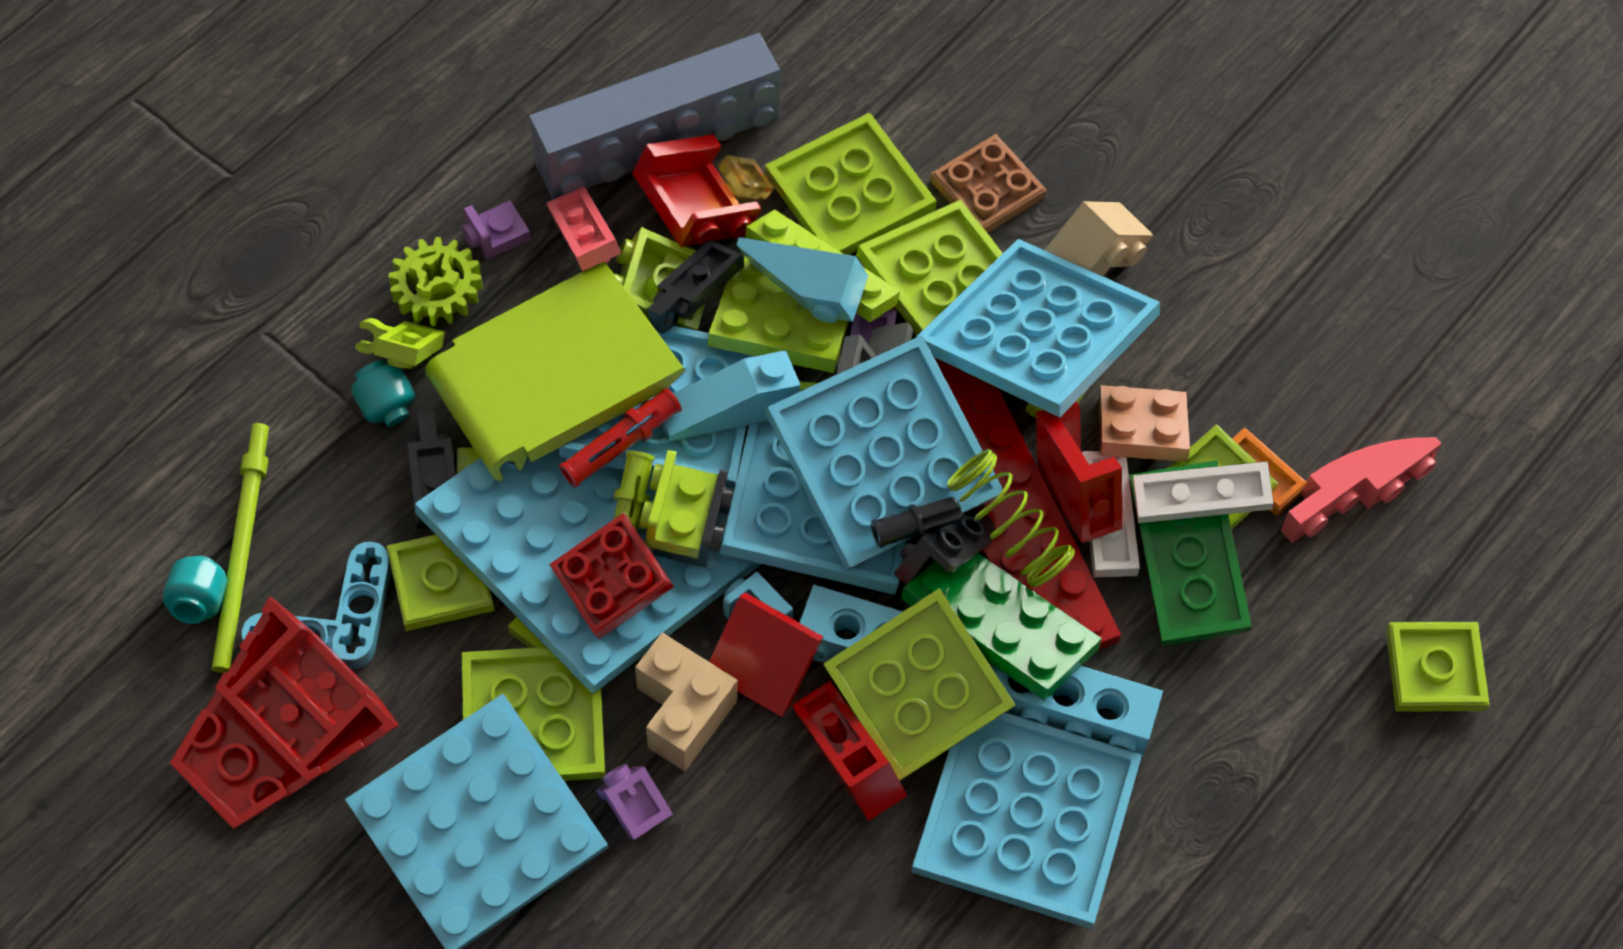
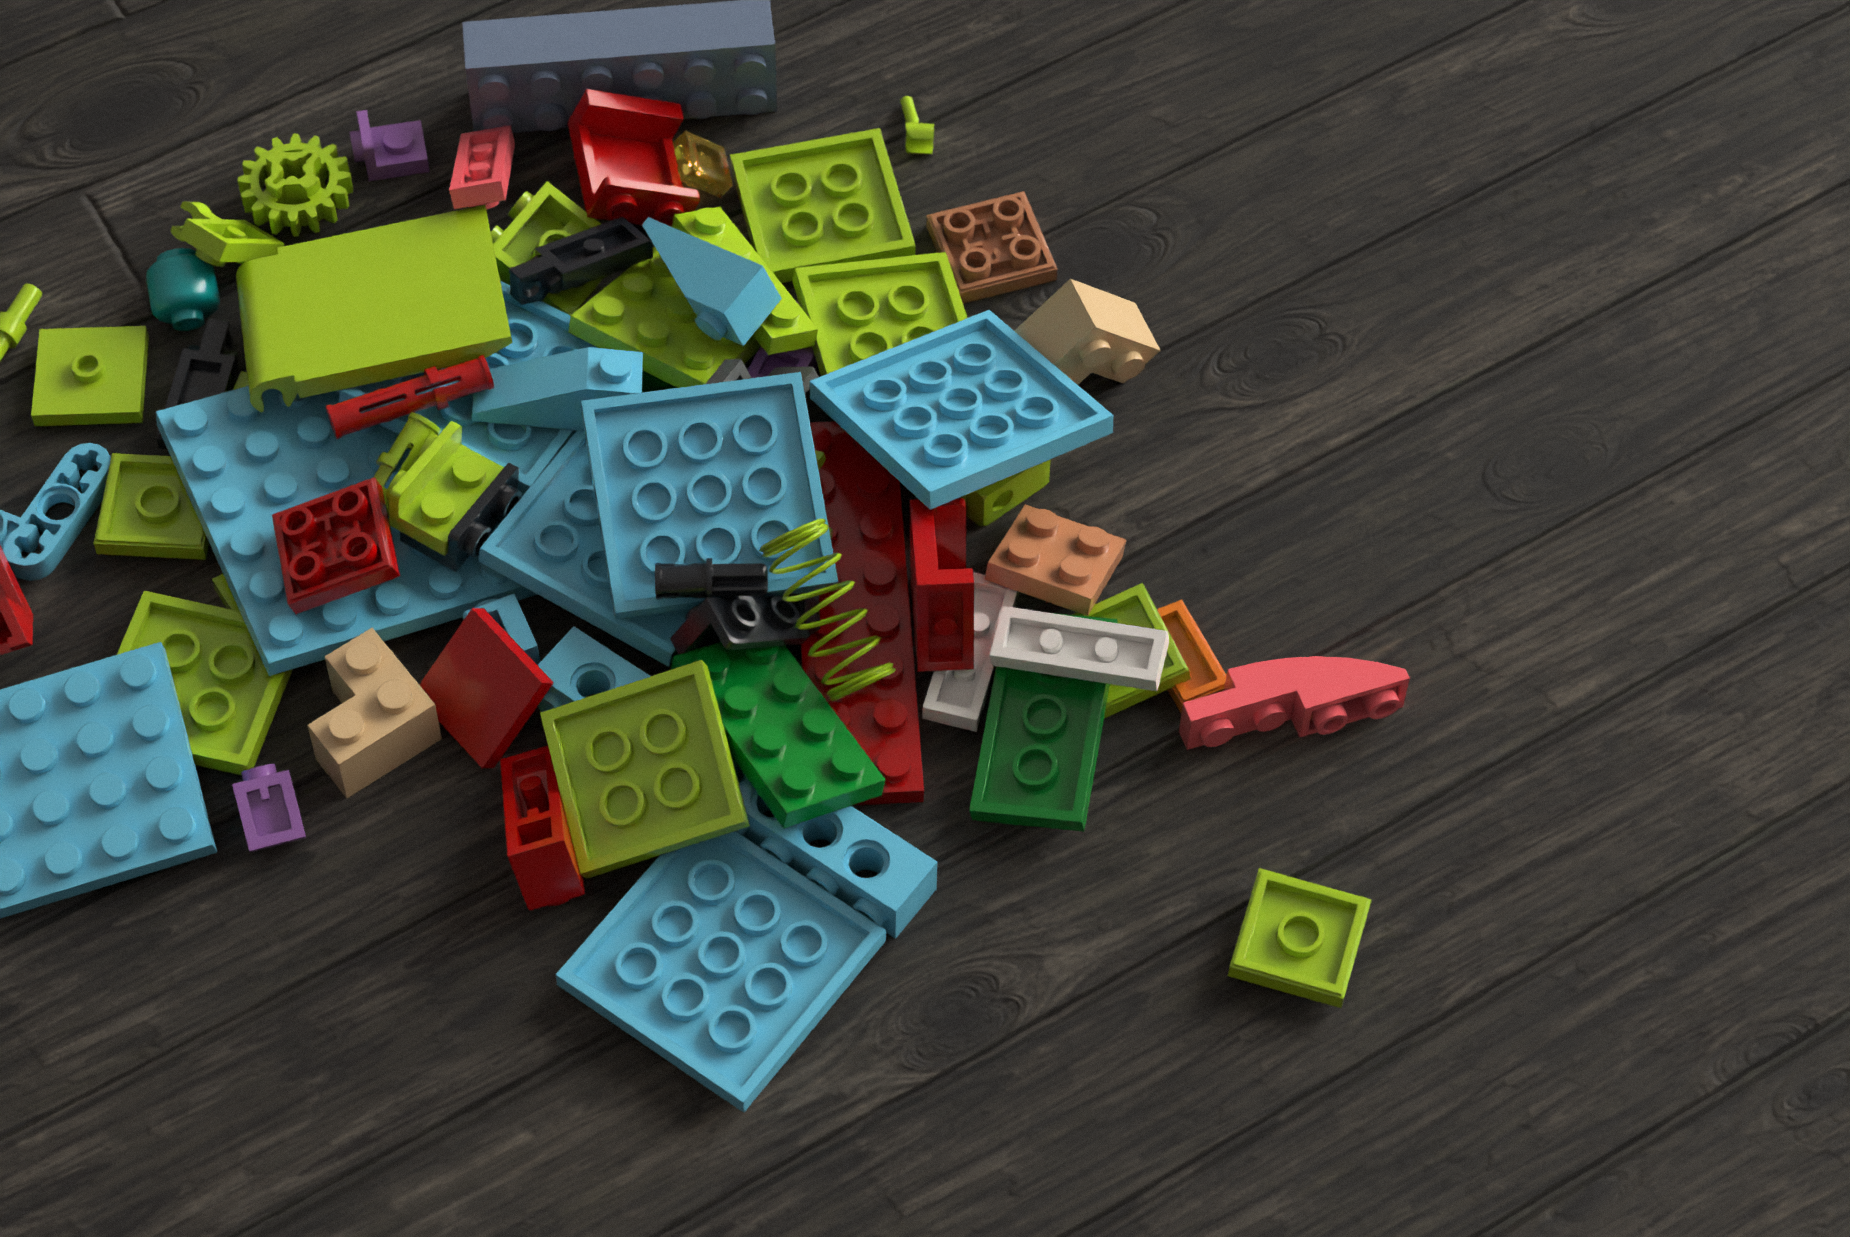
camera: 20 degrees right, 5 degrees down
(337, 485) = (90, 376): none -> lime plate
(896, 110) = (918, 135): none -> lime hand

